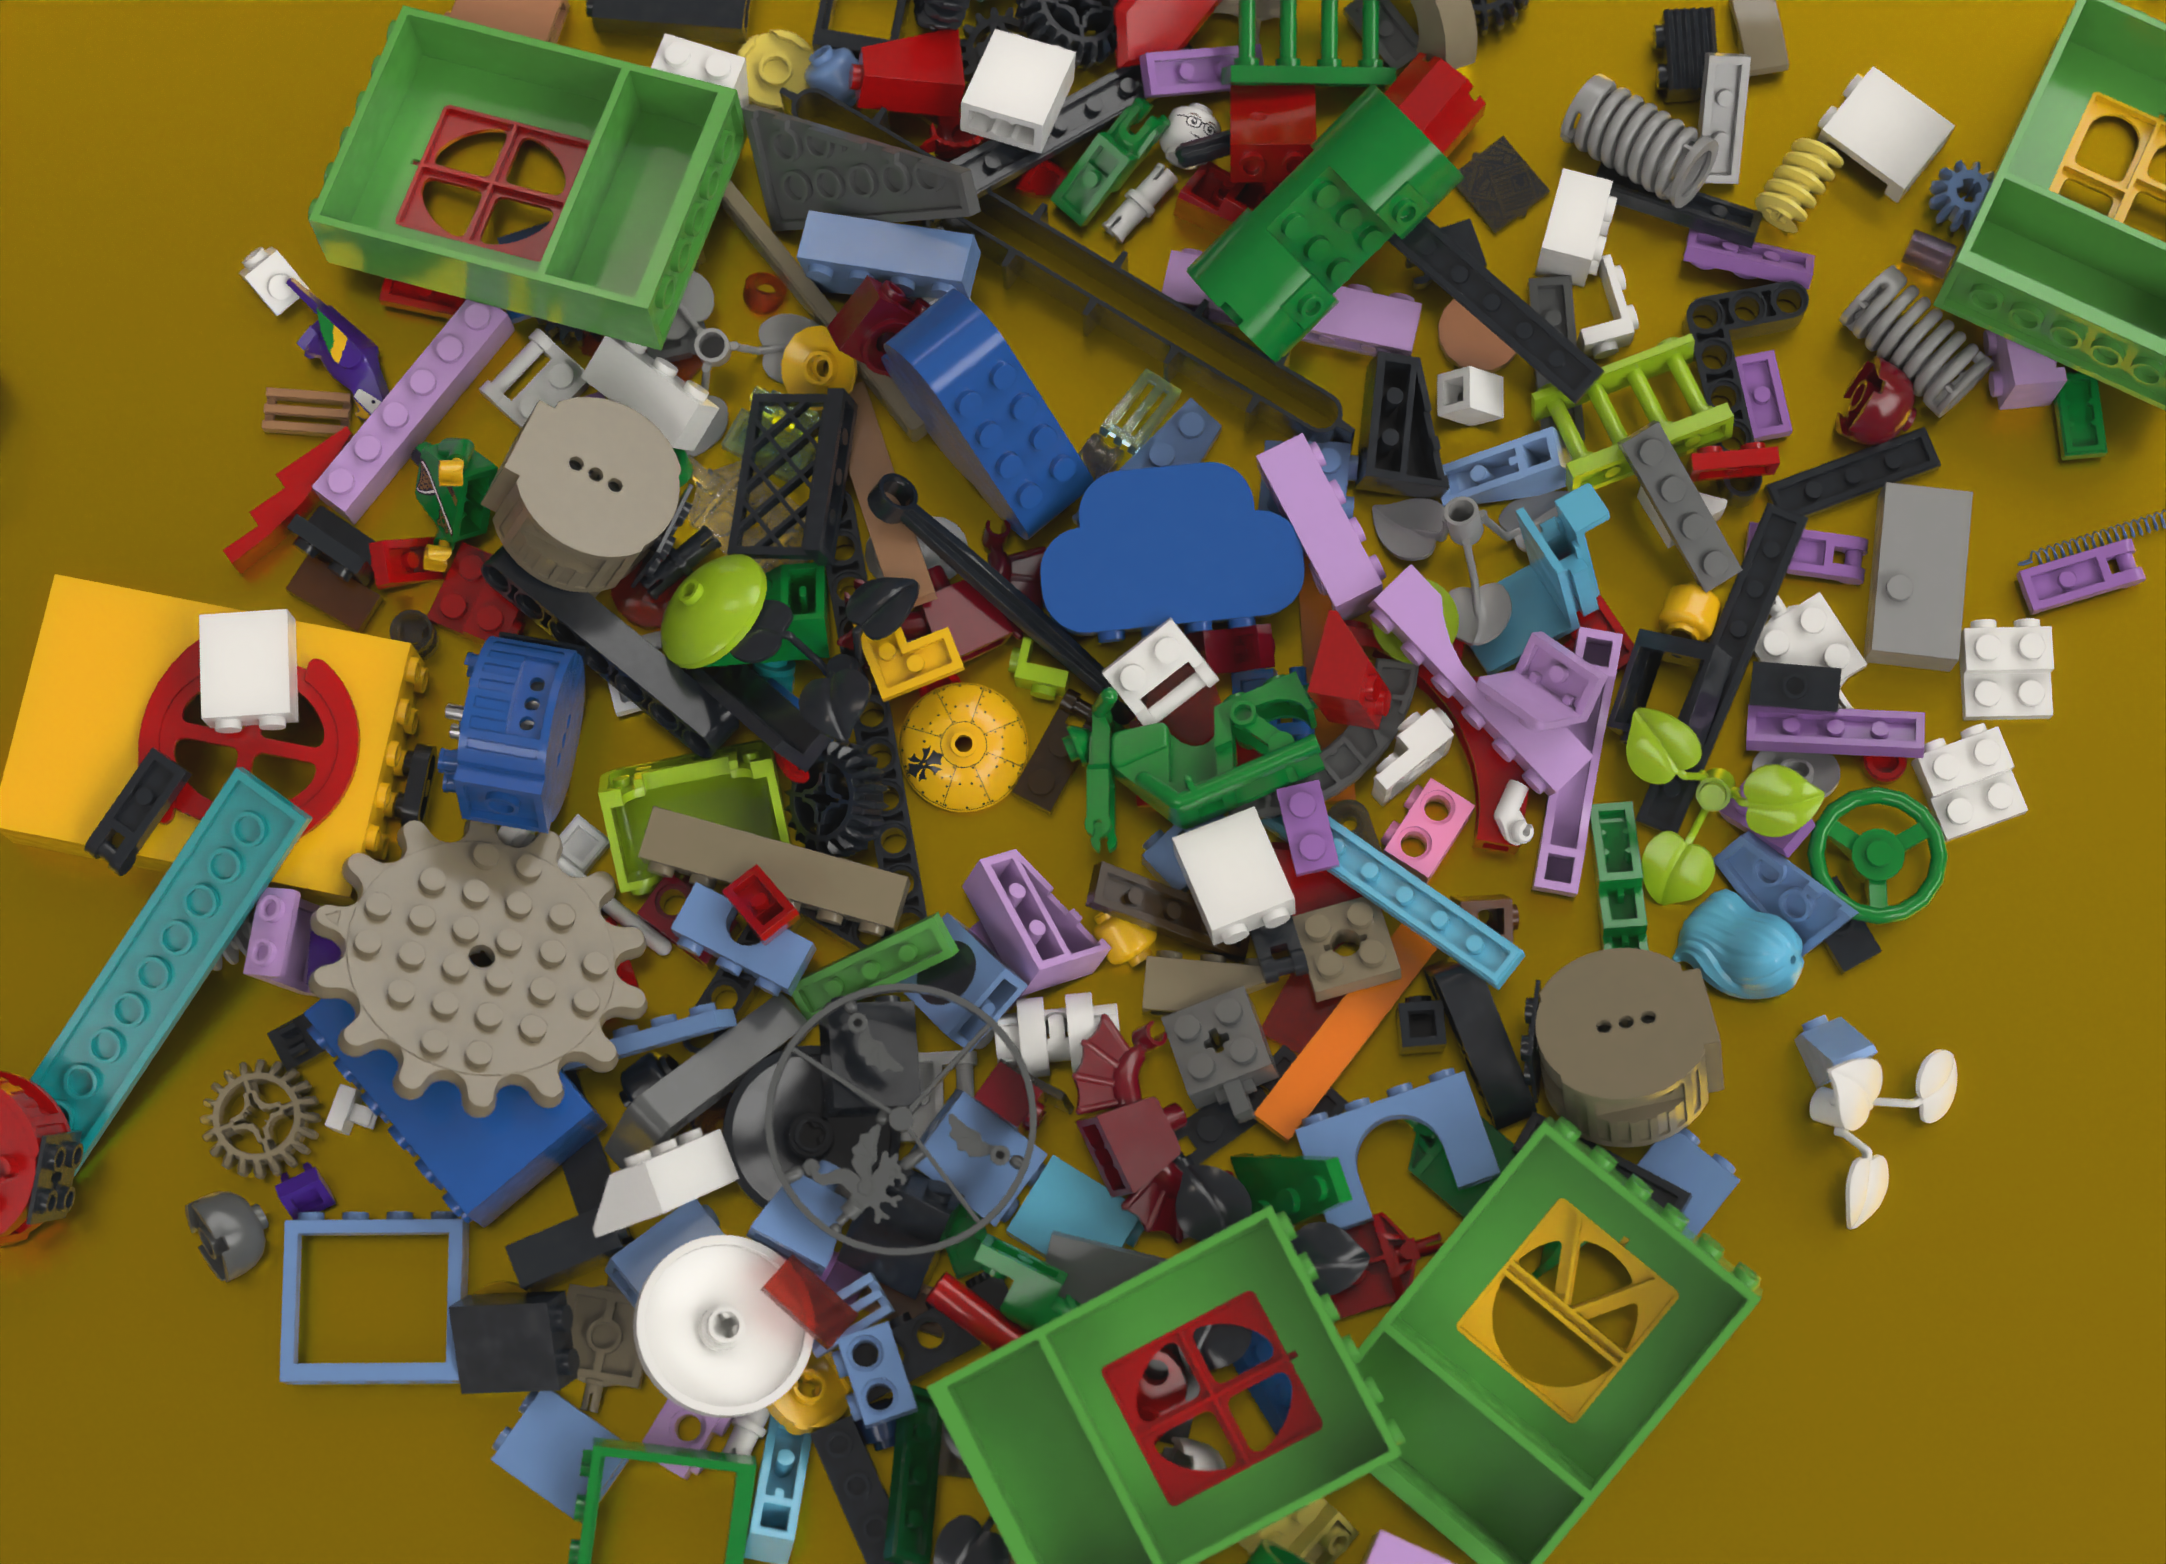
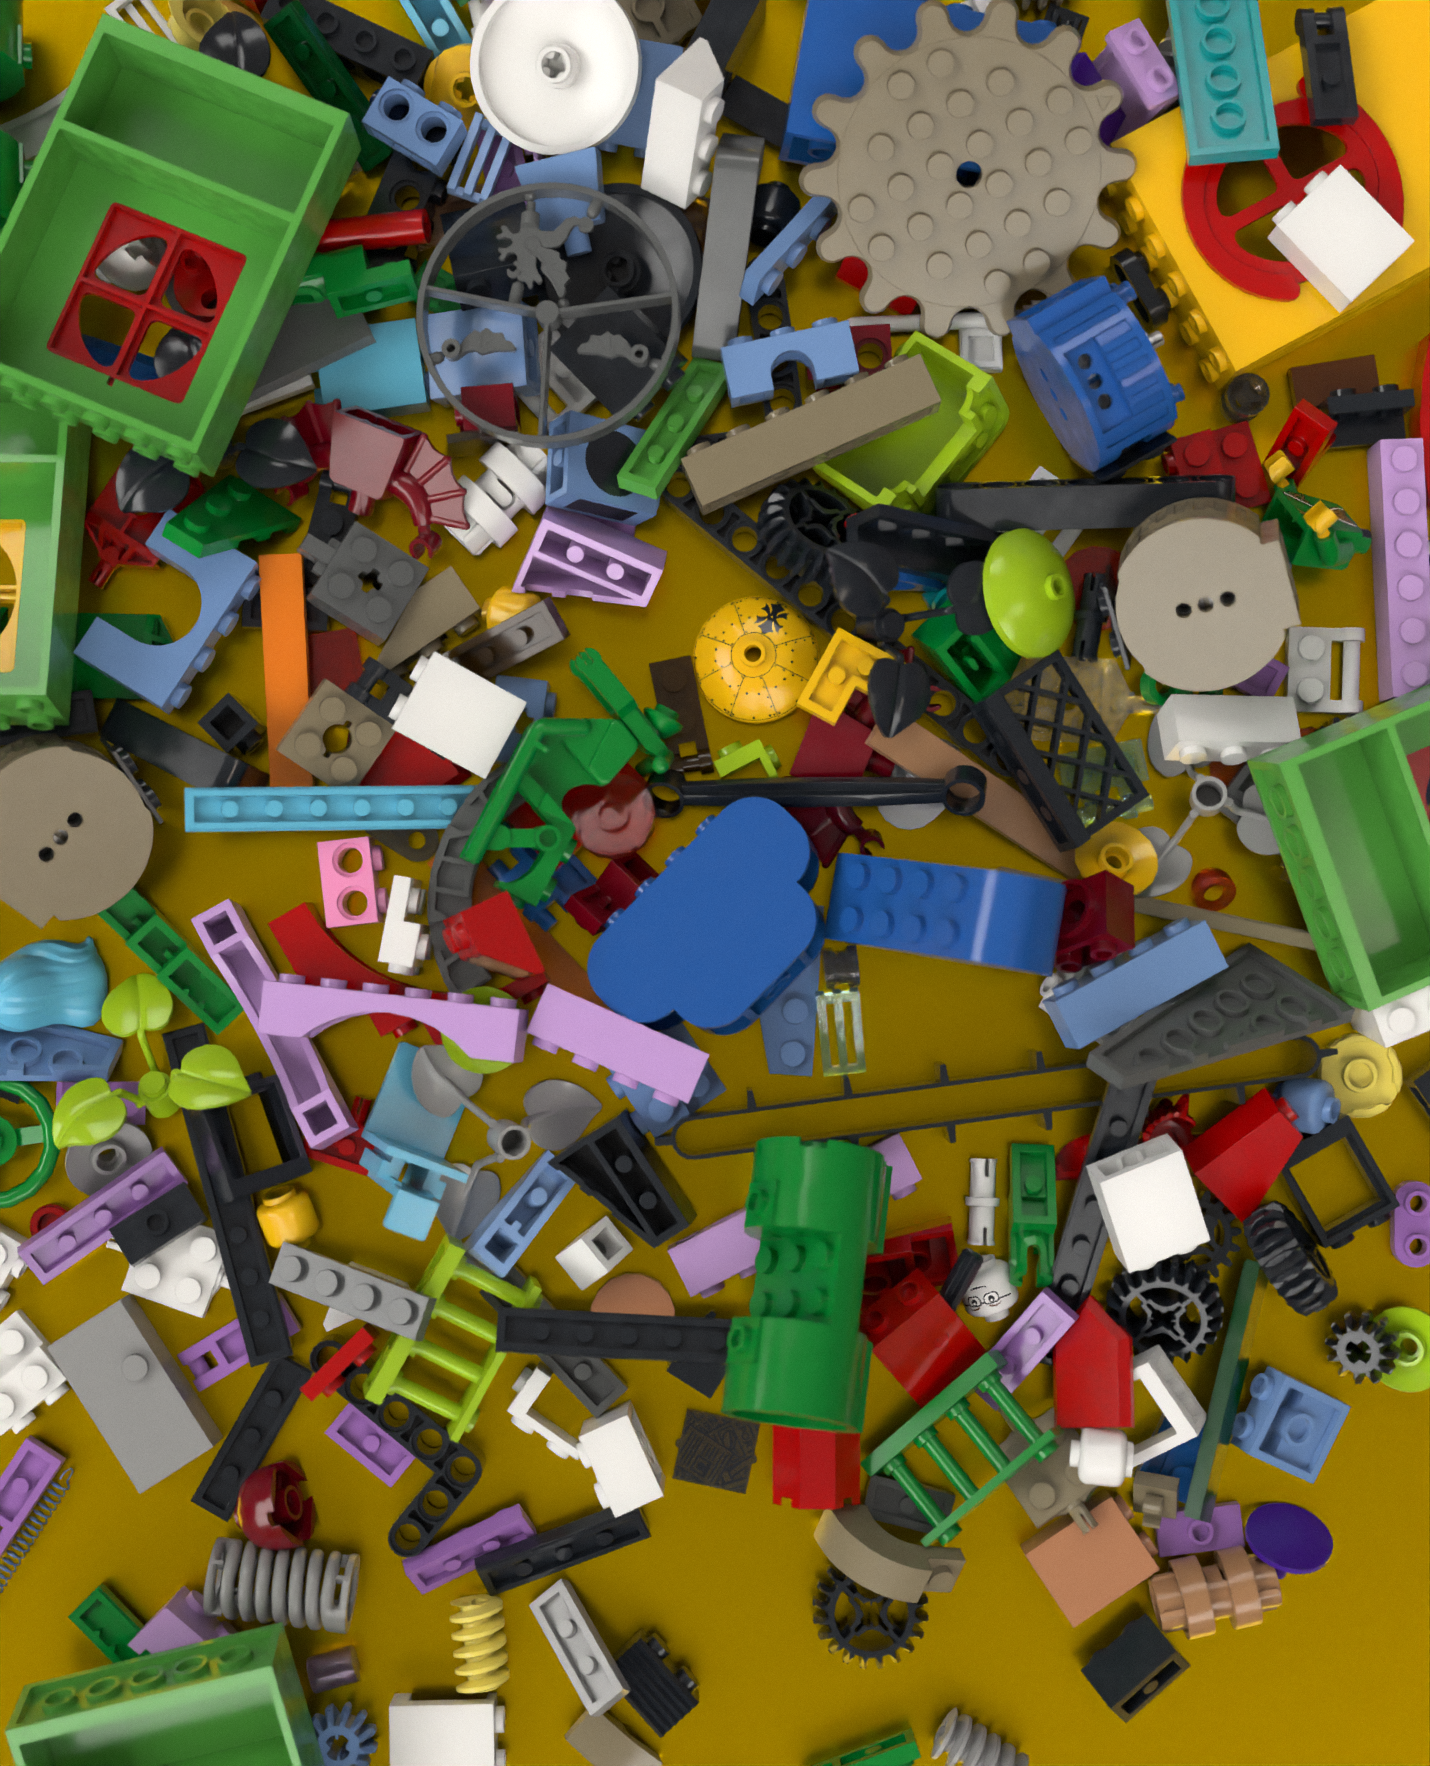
camera: 140 degrees right, 10 degrees up
(761, 904) = (789, 385): red slope -> none
(809, 1302) = (509, 137): clear red tile -> none
(1153, 662) = (655, 826): white plate -> none
(1307, 828) = (435, 800): medium lavender plate -> none
(1502, 913) = (254, 853): reddish brown brick -> none
(1509, 817) = (290, 937): white arm -> none
(1547, 686) = (334, 1051): lavender bracket -> none
(1639, 140) = (580, 1557): light grey piece -> none

